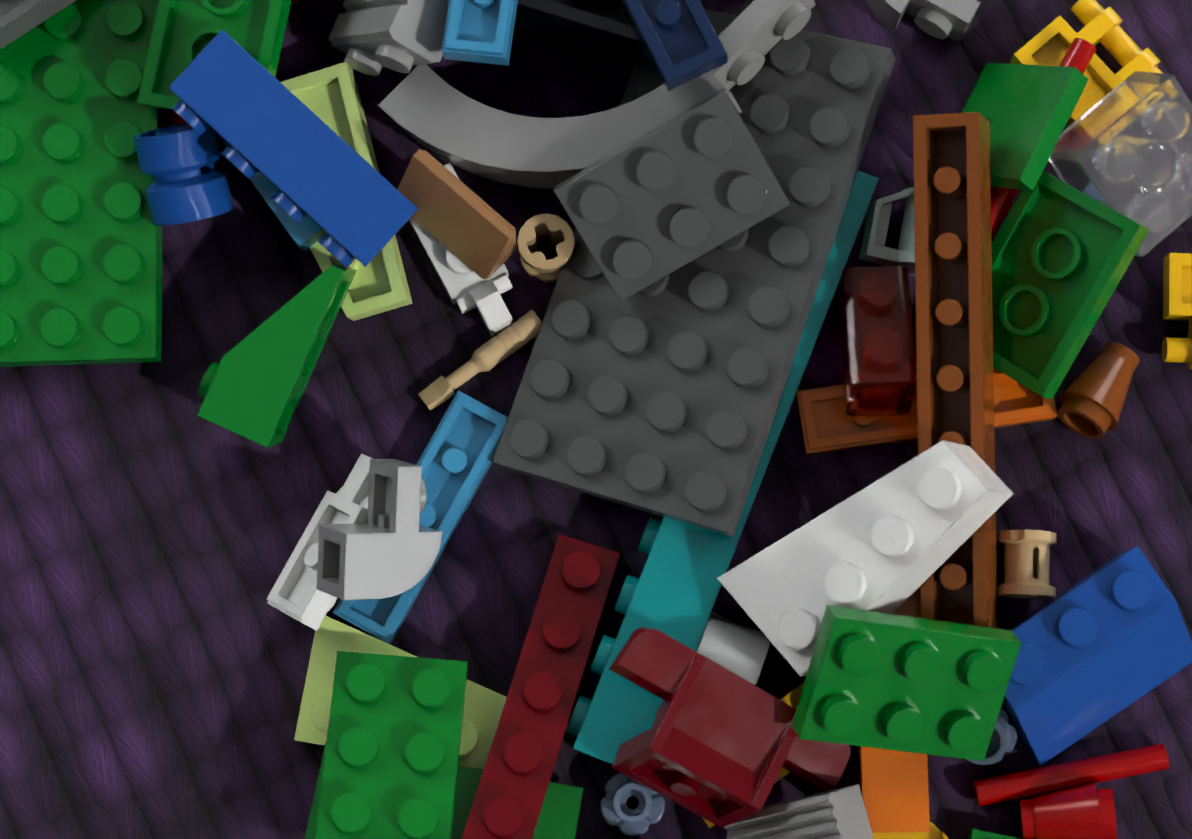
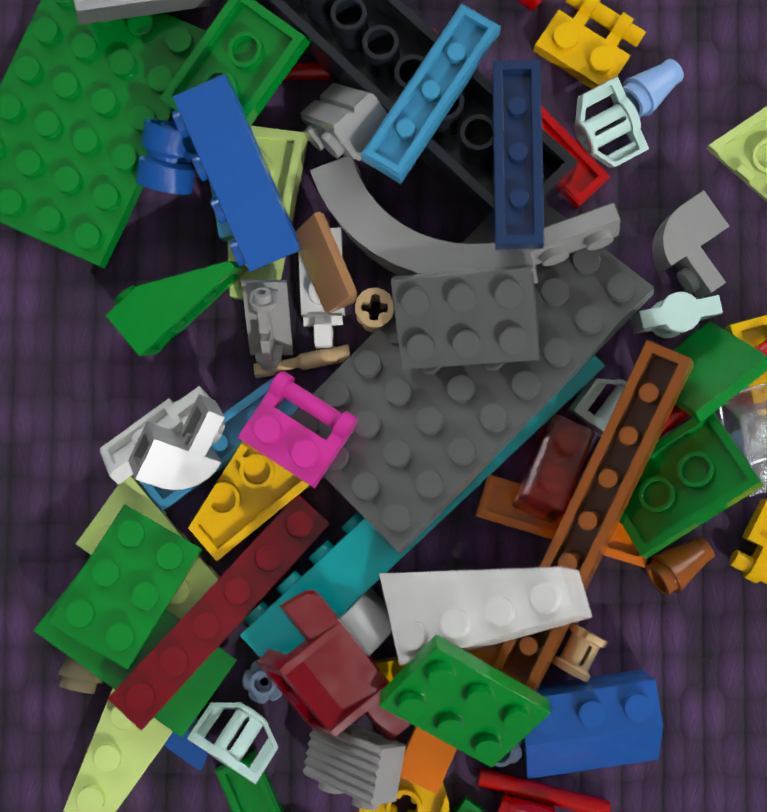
camera: 30 degrees right, 5 degrees up
(413, 325) = (267, 321): none -> light grey hinge
(495, 552) = (242, 500): none -> yellow wing
(521, 463) = (290, 442): none -> dark pink plate
(937, 73) = (676, 314): none -> light aqua piece

